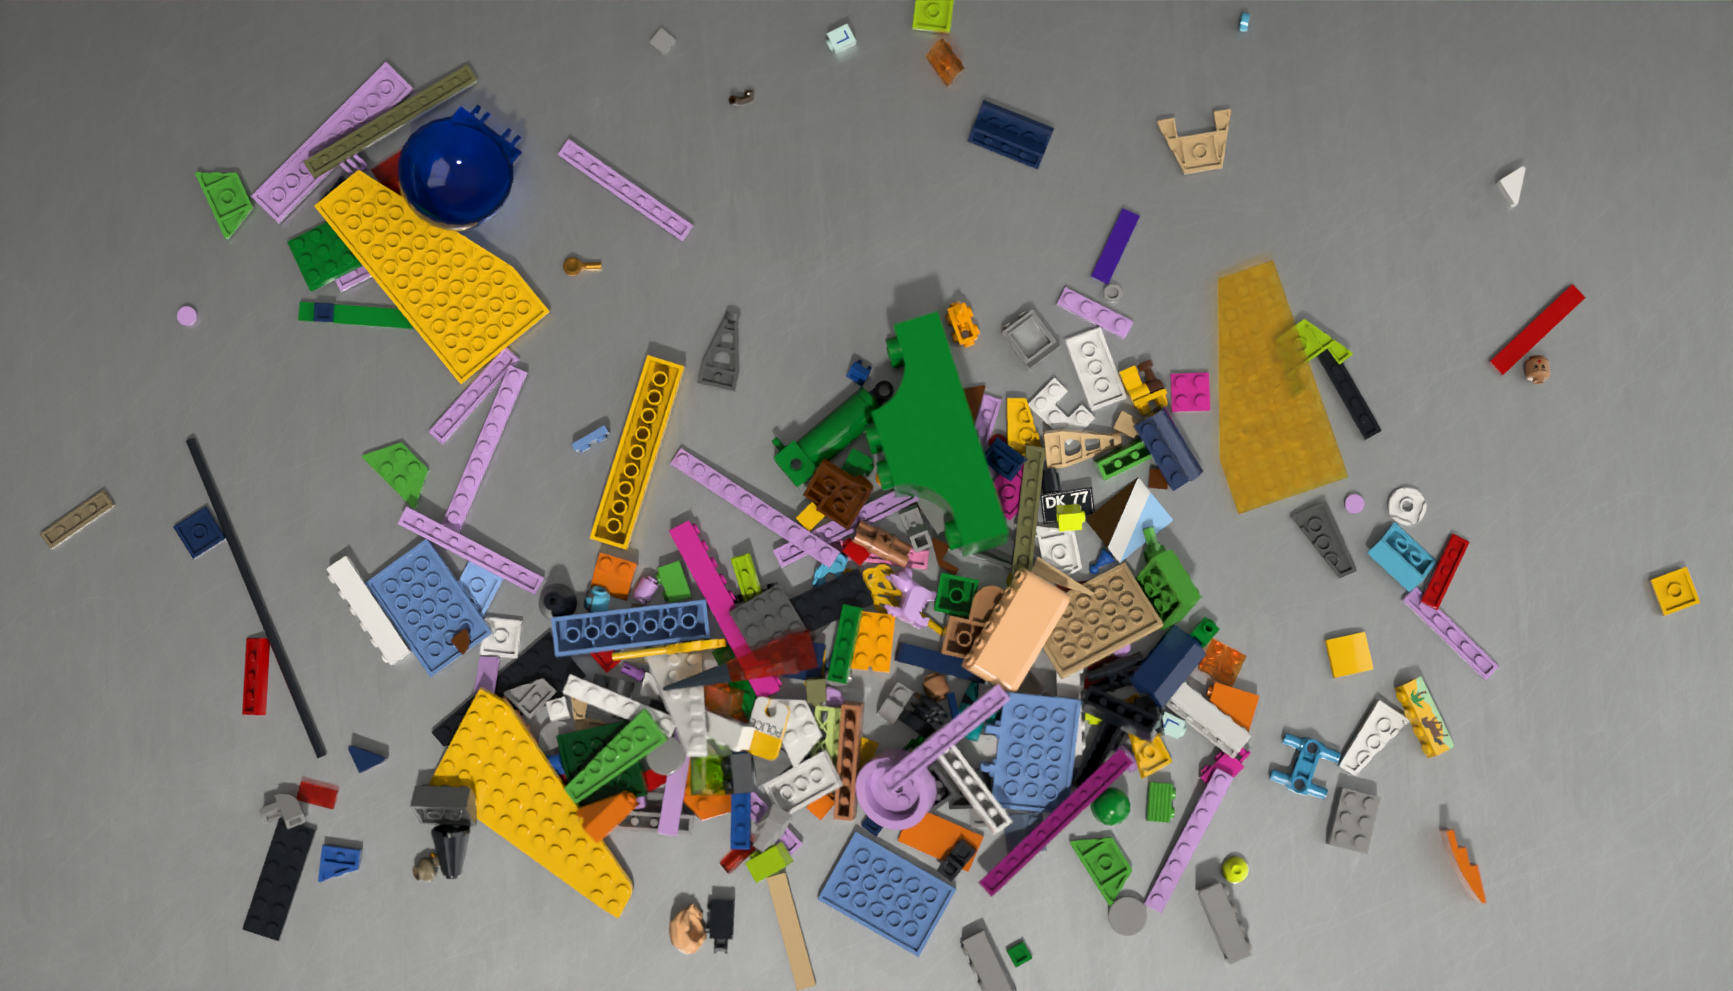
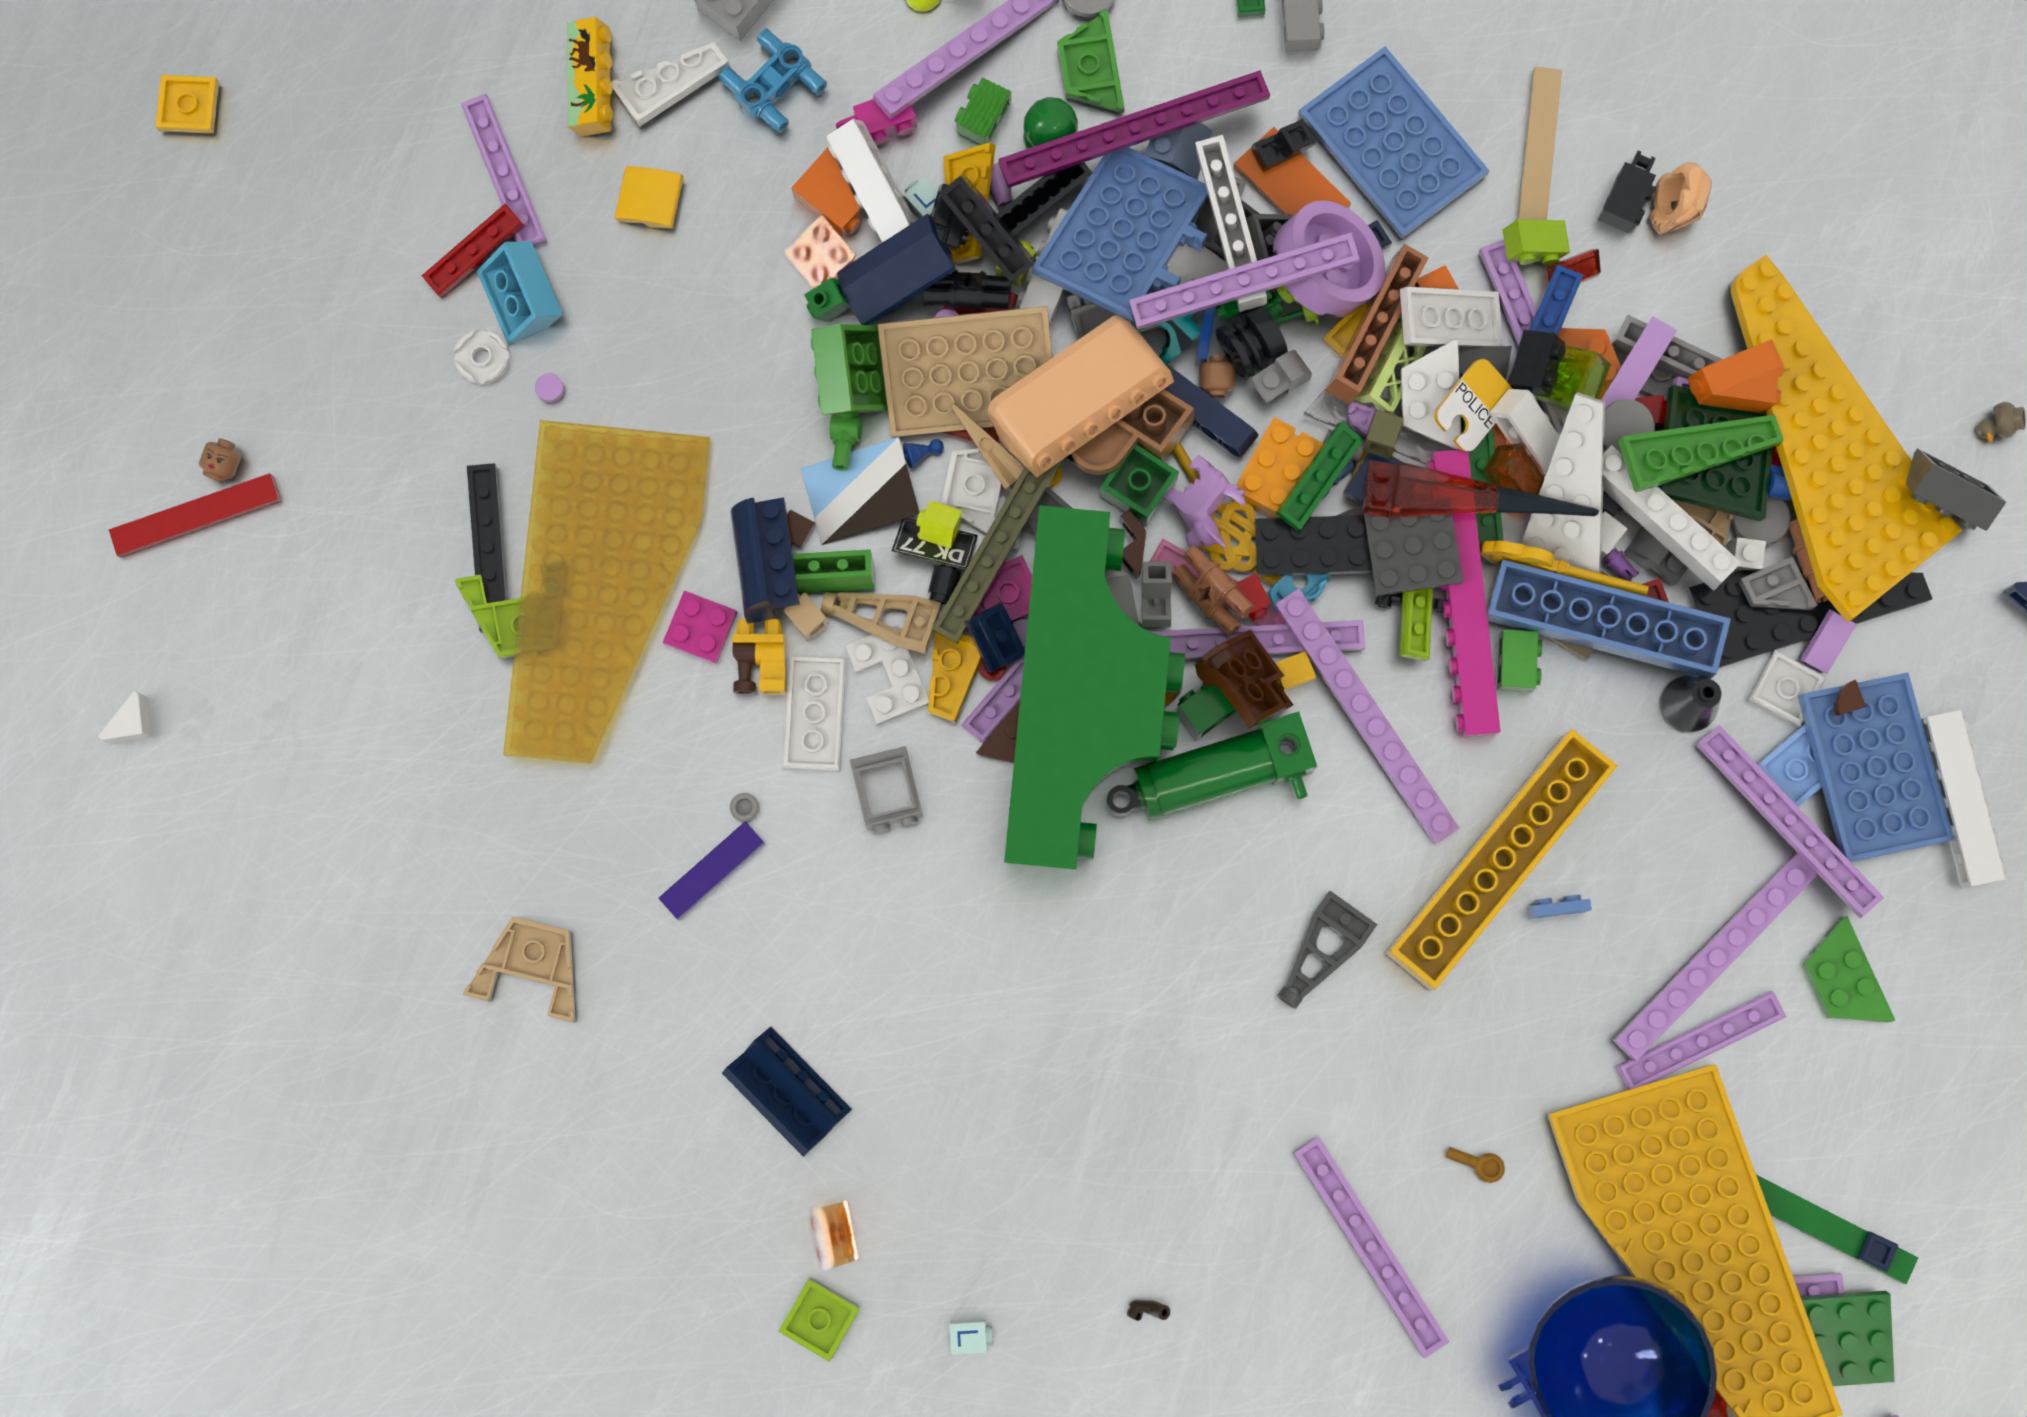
camera: 155 degrees left, 5 degrees down
(450, 848) = (1963, 434): black cone -> none
(597, 599) = (1636, 680): medium azure head -> none
(614, 575) = (1598, 706): orange slope -> none
(645, 589) = (1562, 668): lavender brick -> none
(771, 827) = (1518, 276): light grey connector -> none
(858, 373) = (1145, 842): blue tile -> none
(961, 321) = (971, 857): light orange brick -> none
(1094, 313) = (781, 790): lavender plate -> none
(1244, 20) = (385, 1112): medium azure tile -> none
(1325, 536) = (608, 362): dark grey wing -> none

